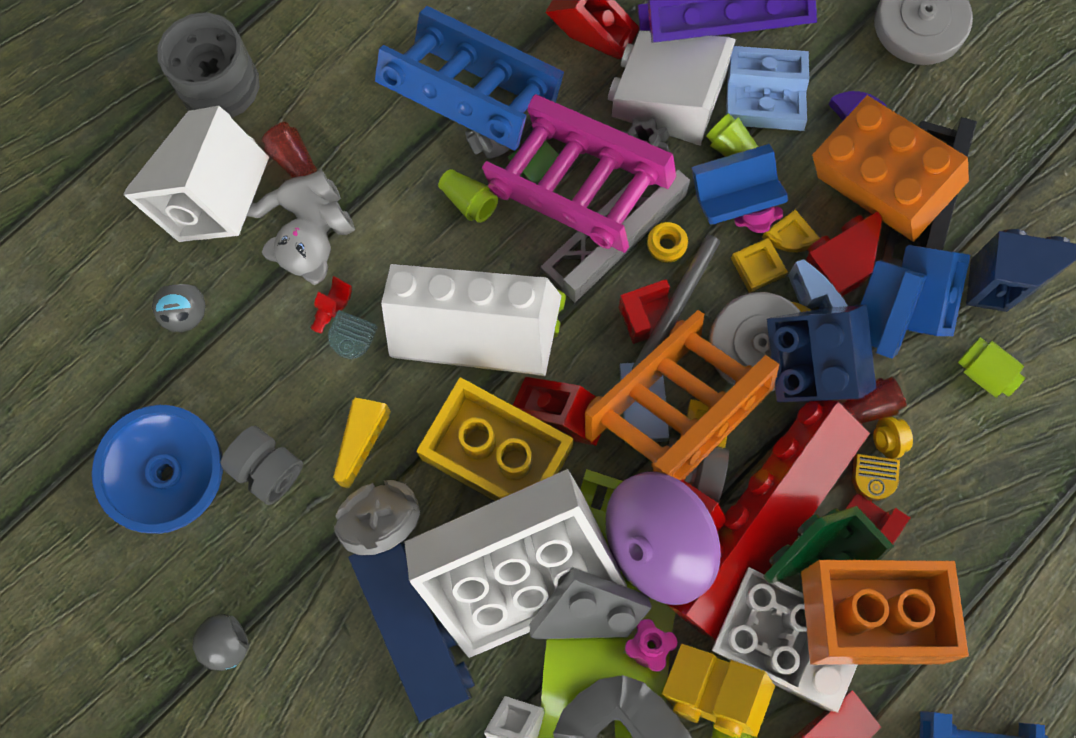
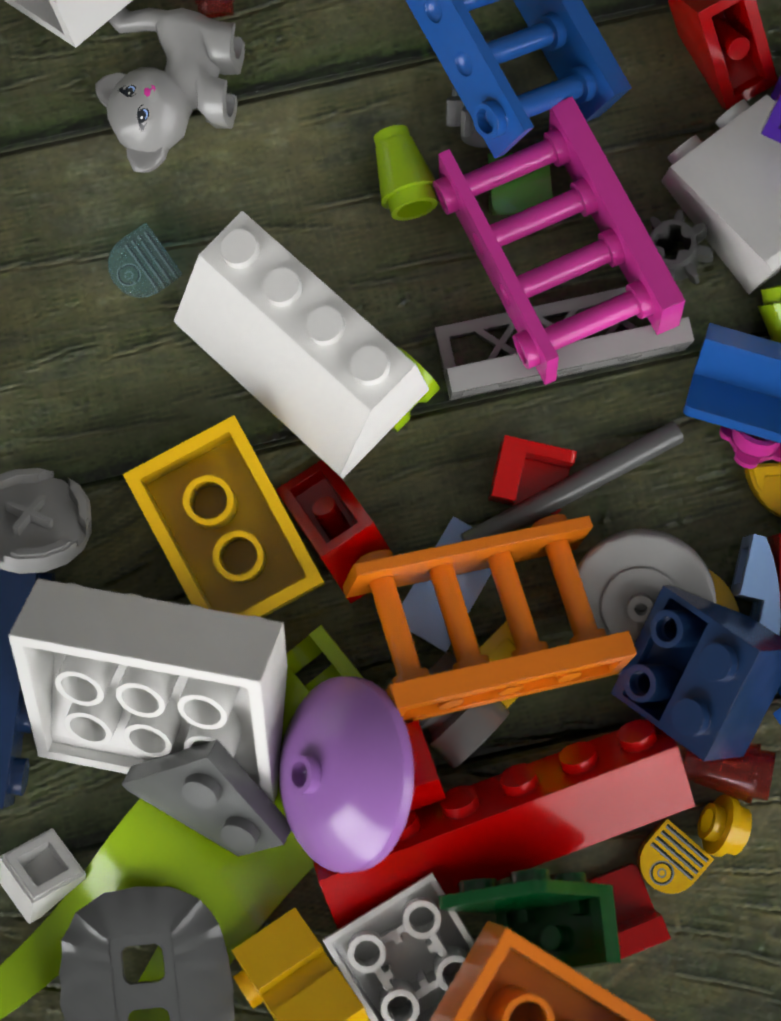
camera: 20 degrees right, 10 degrees up
(330, 304) = (141, 209): red piece -> none
(361, 432) = (76, 400): yellow slope -> none
(650, 657) = (250, 901): dark pink plate -> none
(667, 231) = (626, 382): yellow plate -> none
(759, 265) = (713, 502): yellow tile -> none

